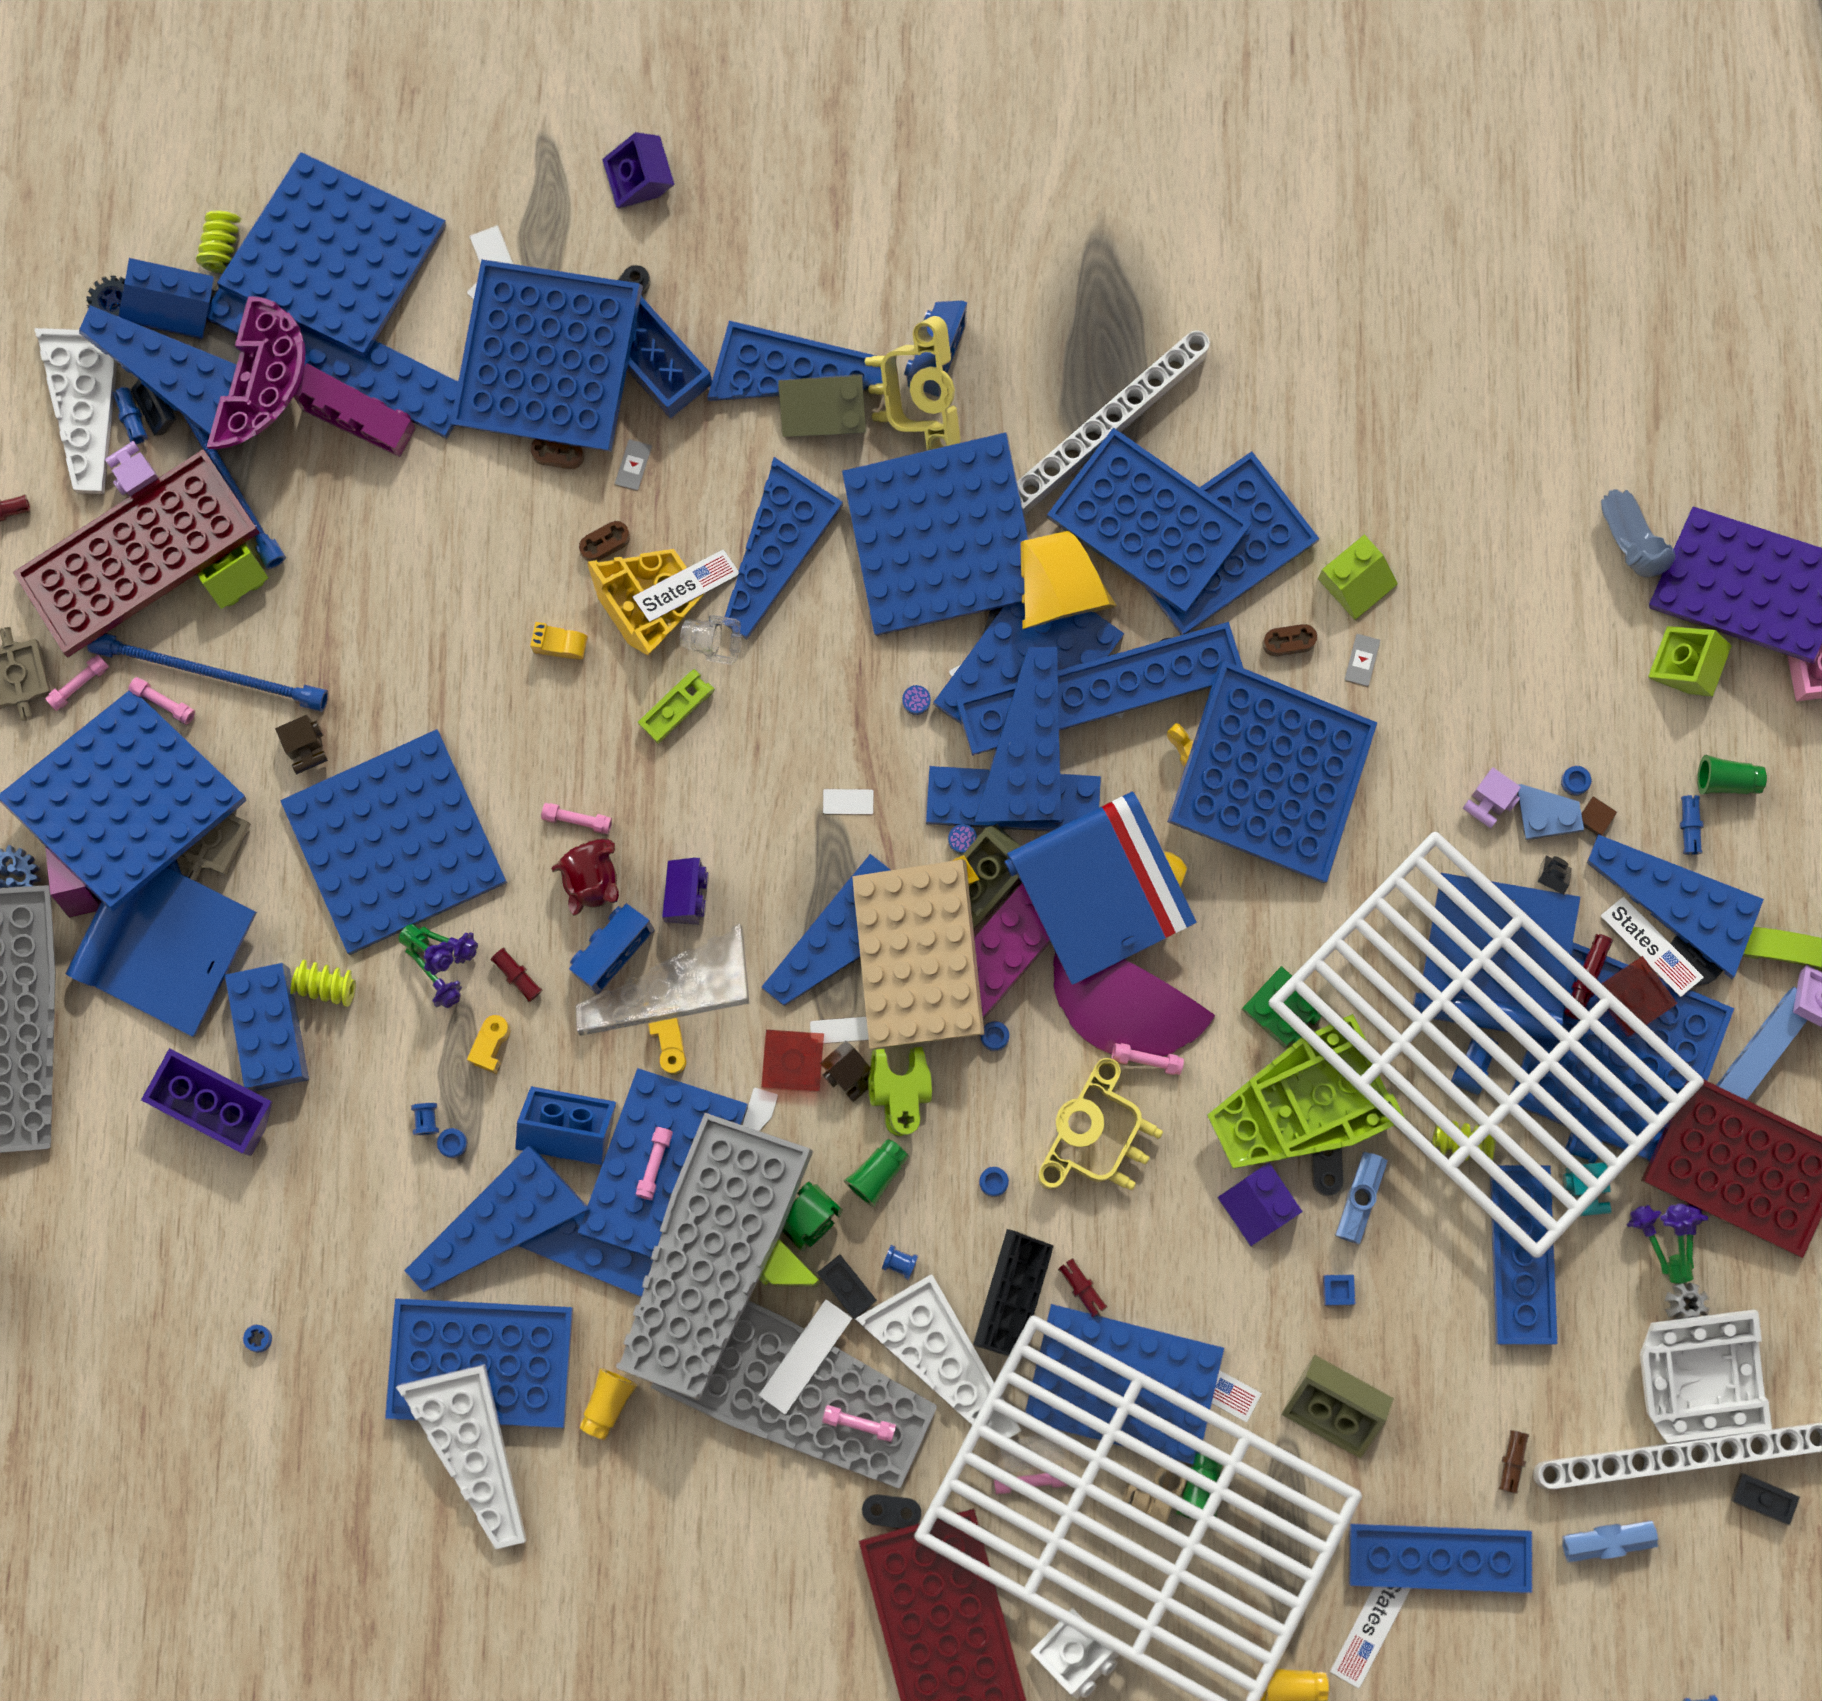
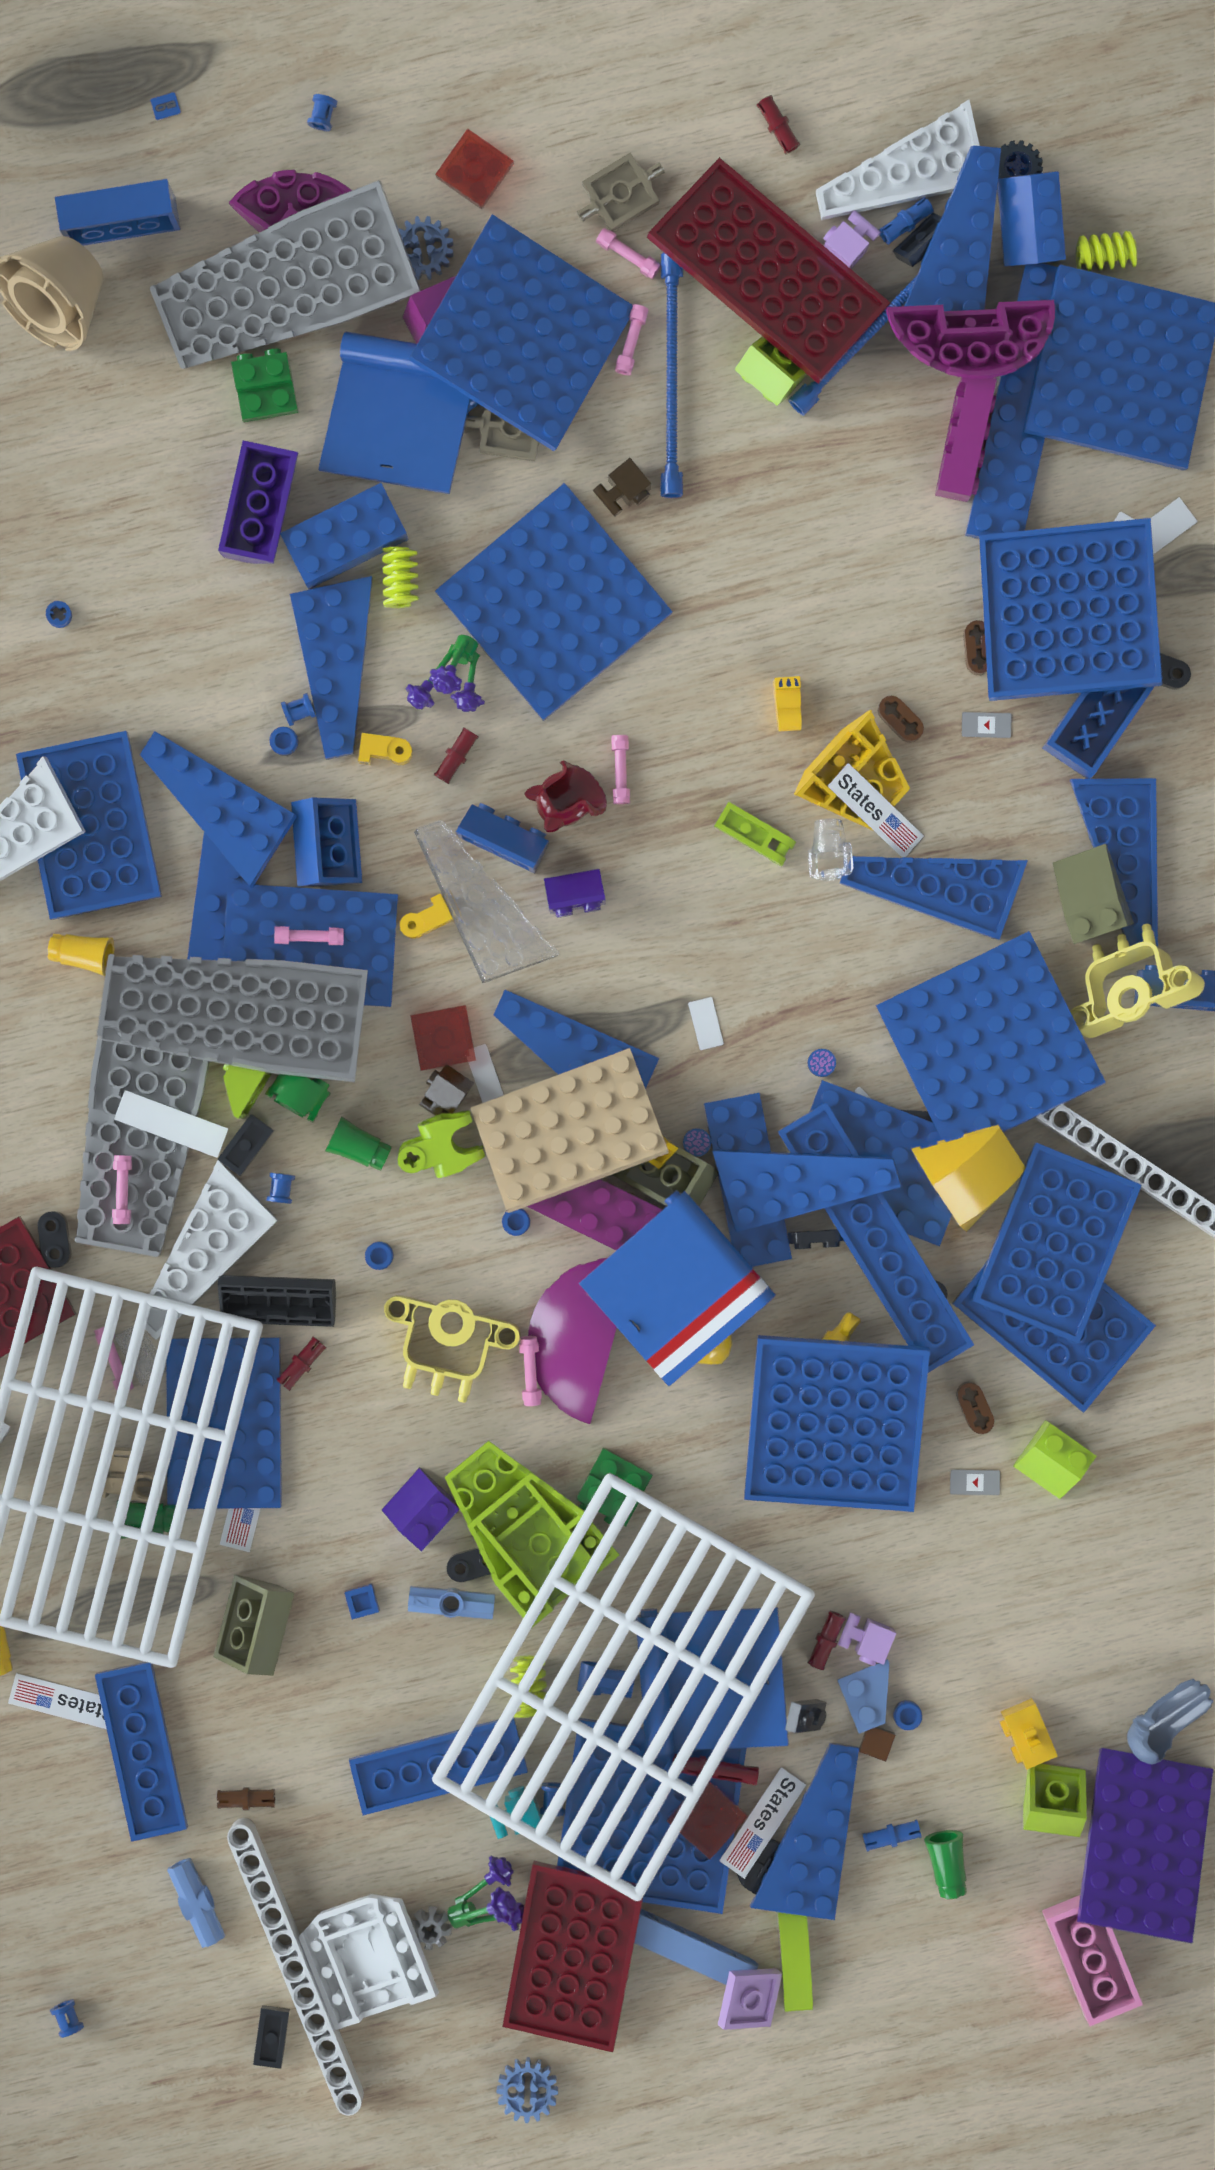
camera: 75 degrees right, 10 degrees up
(93, 1069) = (264, 385): none -> green plate
(369, 1068) = (333, 646): none -> blue wing
(760, 1109) = (388, 1018): white sticker -> none
(1084, 759) = (803, 1239): none -> black plate
(1484, 838) = (826, 1640): none -> dark red pin
(1620, 669) = (1028, 1734): none -> yellow brick

